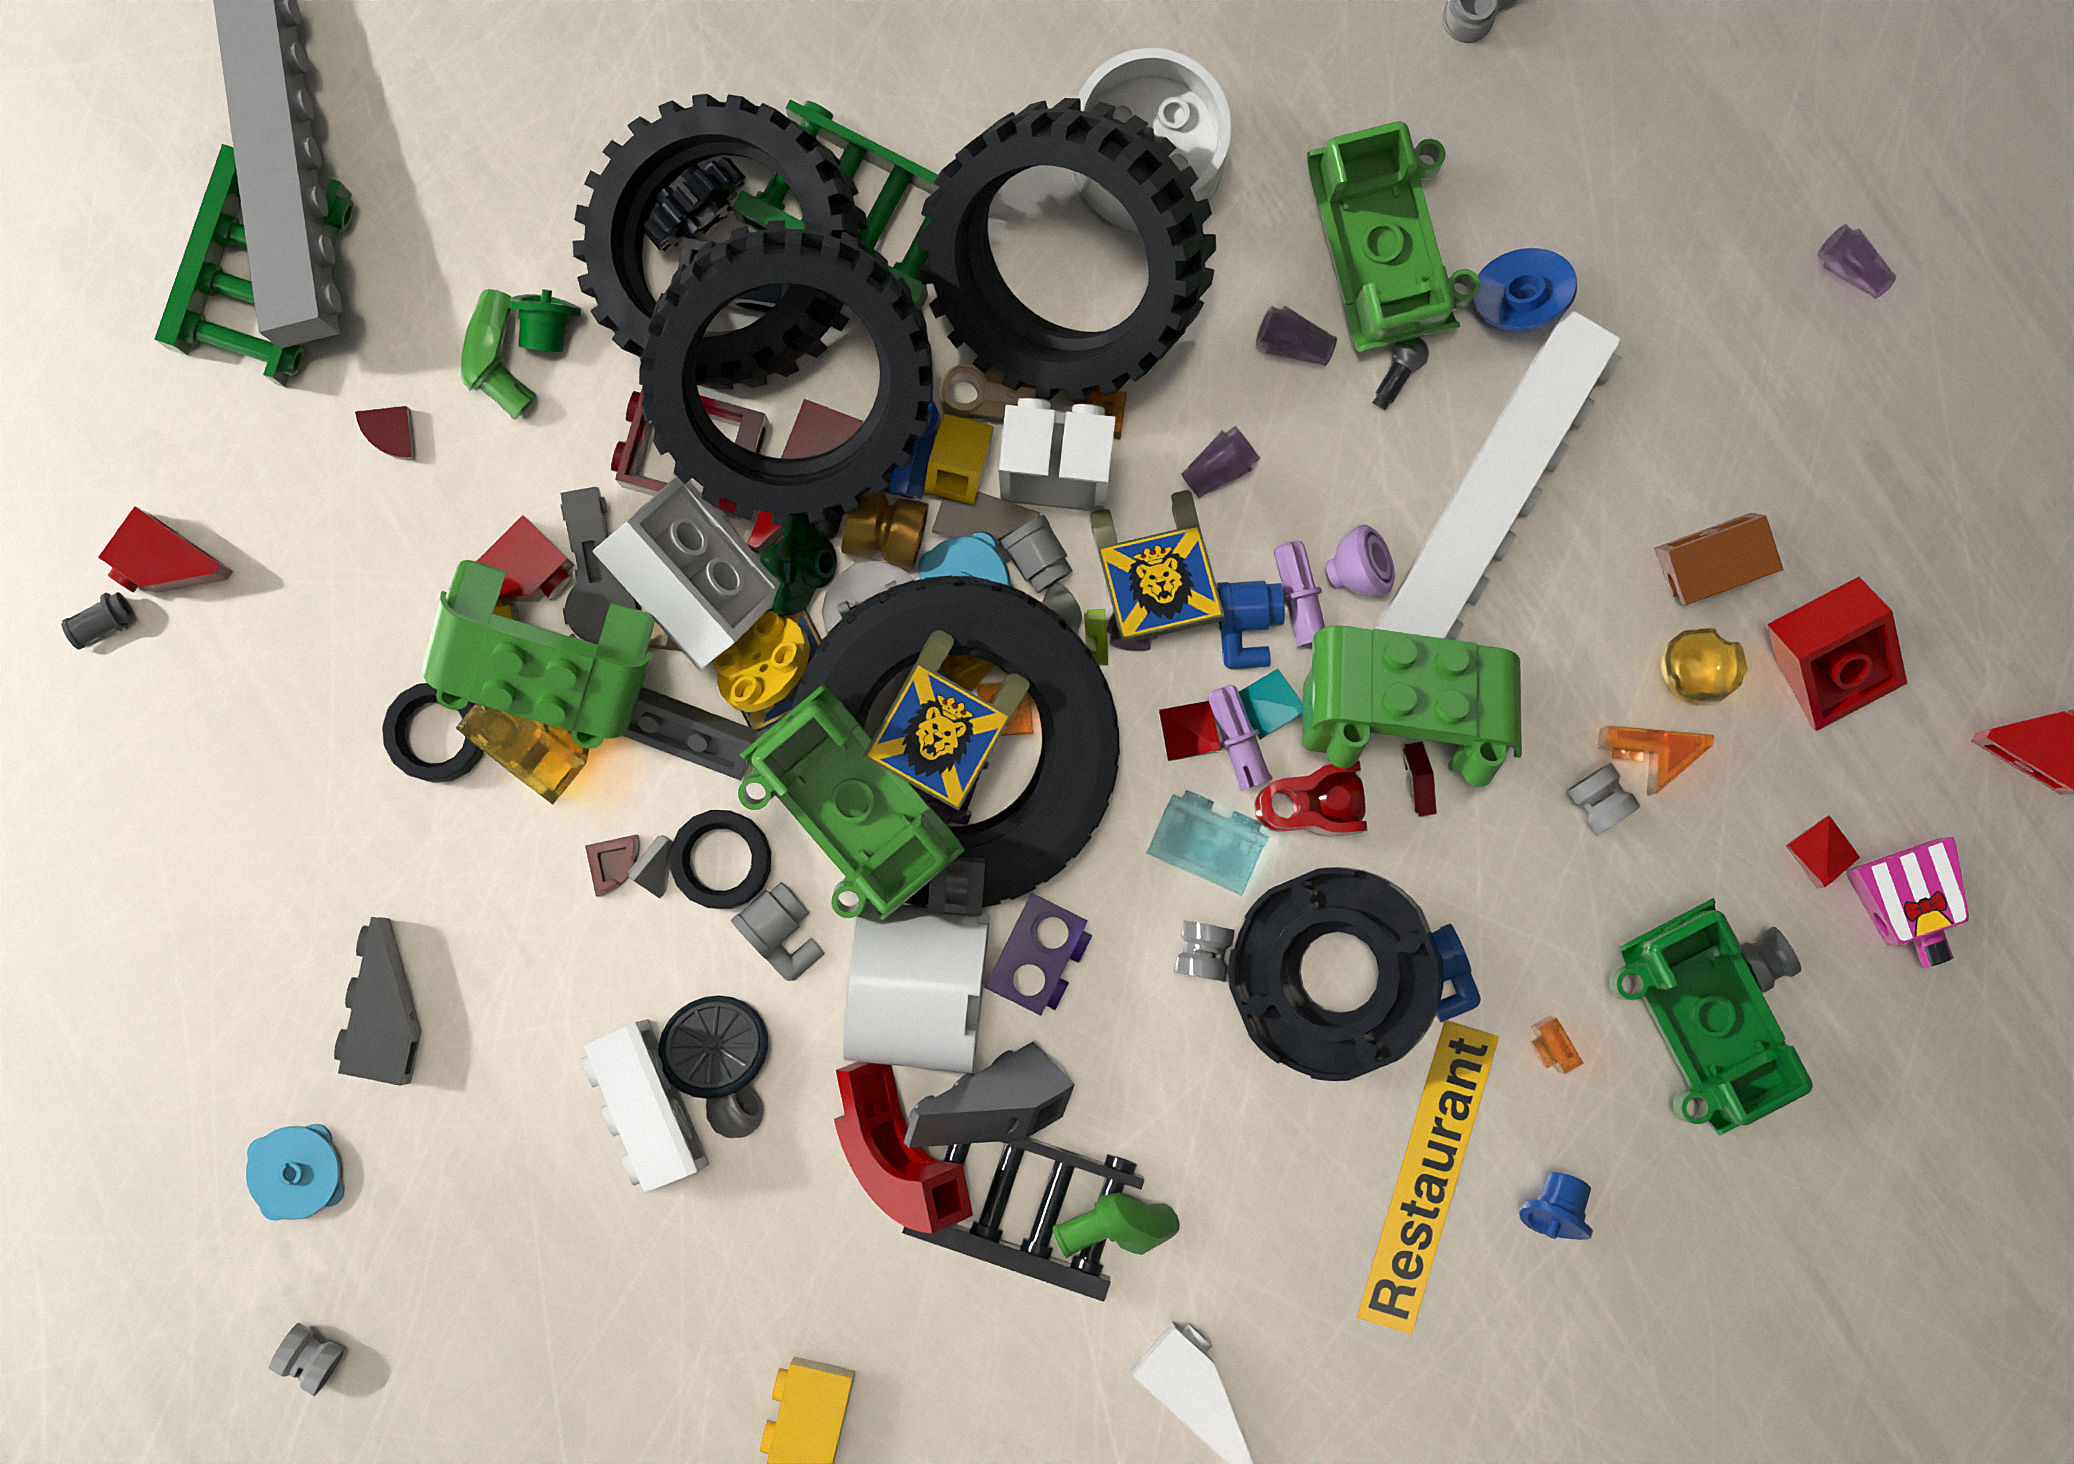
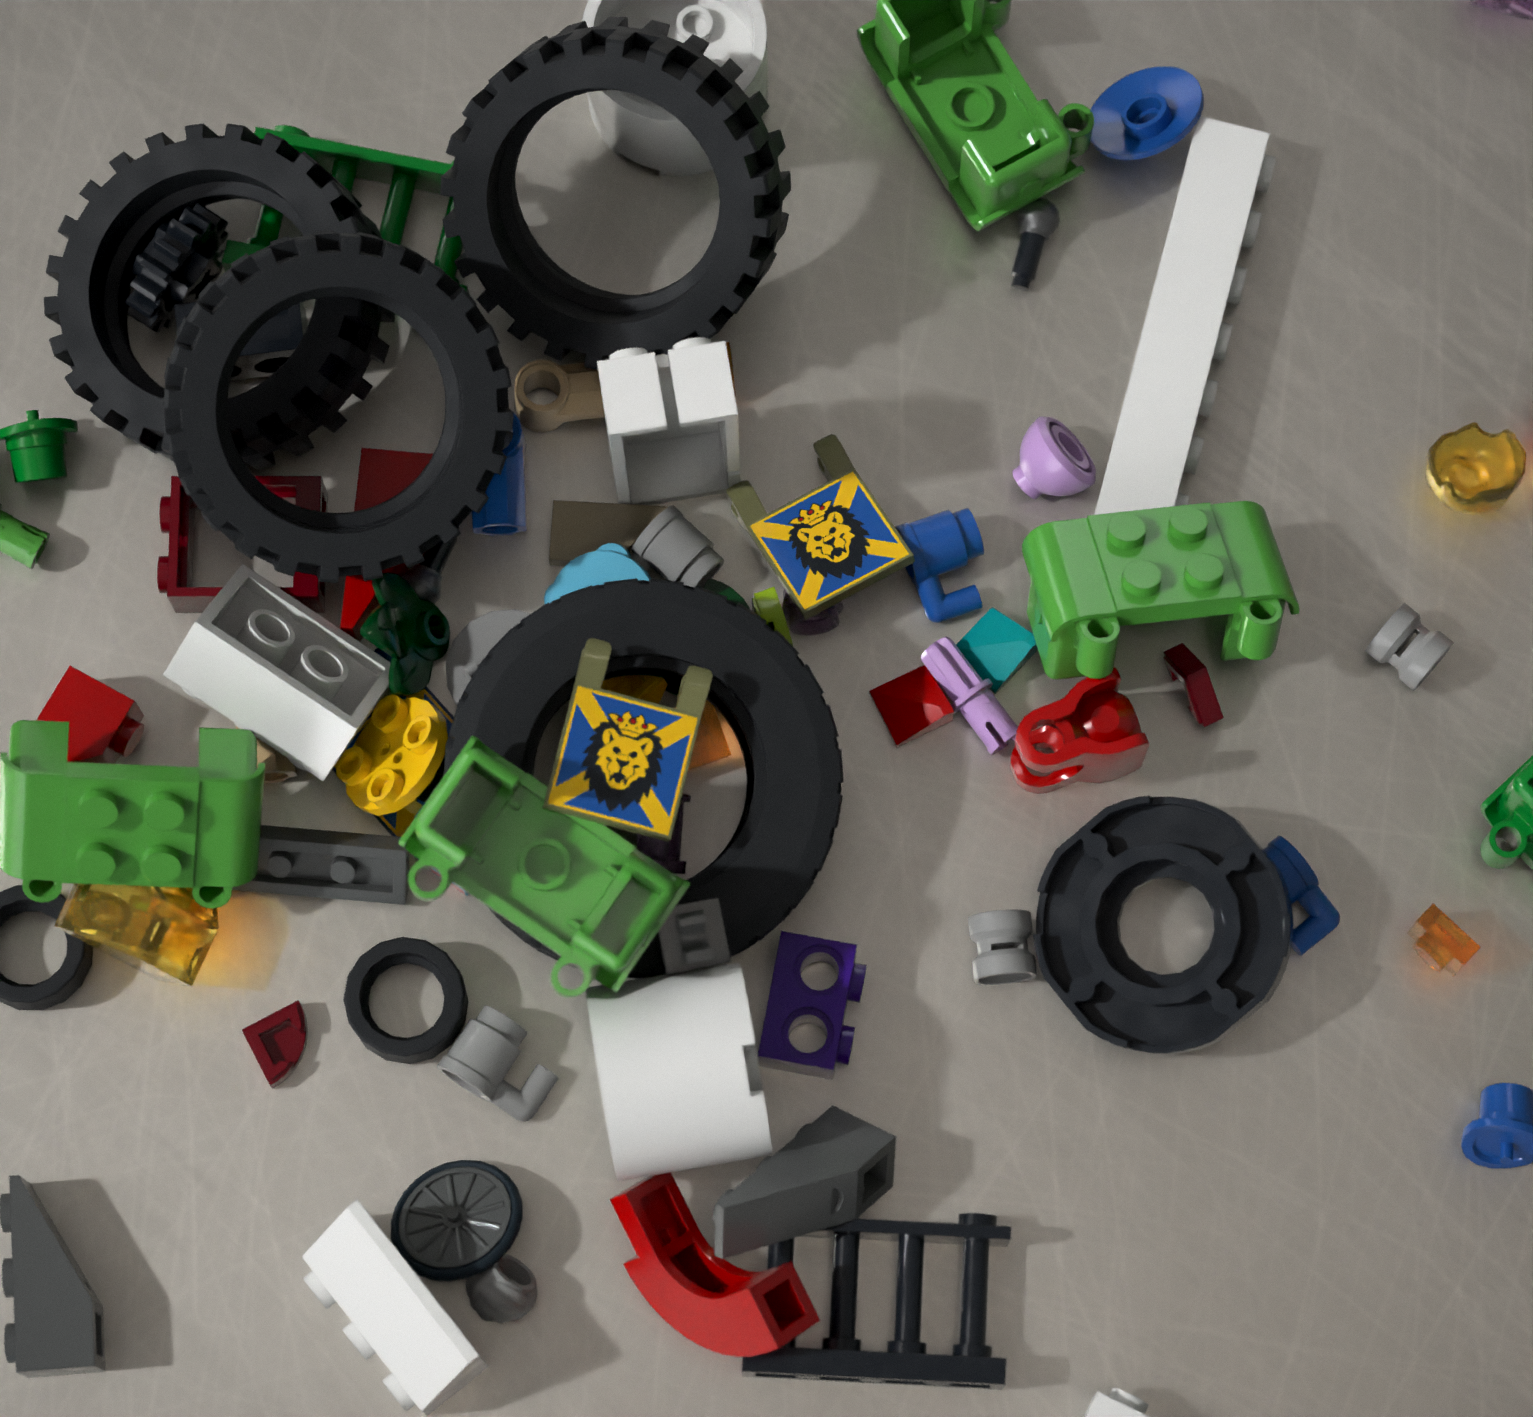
camera: 15 degrees left, 10 degrees down
(589, 602) = (144, 658): dark grey piece -> none
(652, 867) = (328, 1030): light grey slope -> none
(886, 528) = (494, 570): pearl gold wheel -> none
(958, 459) = (557, 469): yellow brick -> none
(1120, 1219) = (996, 1279): bright green arm -> none
(1207, 842) = (970, 822): clear light blue bracket -> none
(1220, 462) = (859, 394): clear purple cone -> none
(1294, 337) = (901, 235): clear purple cone -> none
(1299, 591) = (991, 512): lavender axle -> none
(1428, 1177) = (1342, 1142): yellow sticker -> none
(1668, 750) = (1462, 570): clear orange slope -> none
(1719, 558) = (1456, 346): dark orange hinge -> none

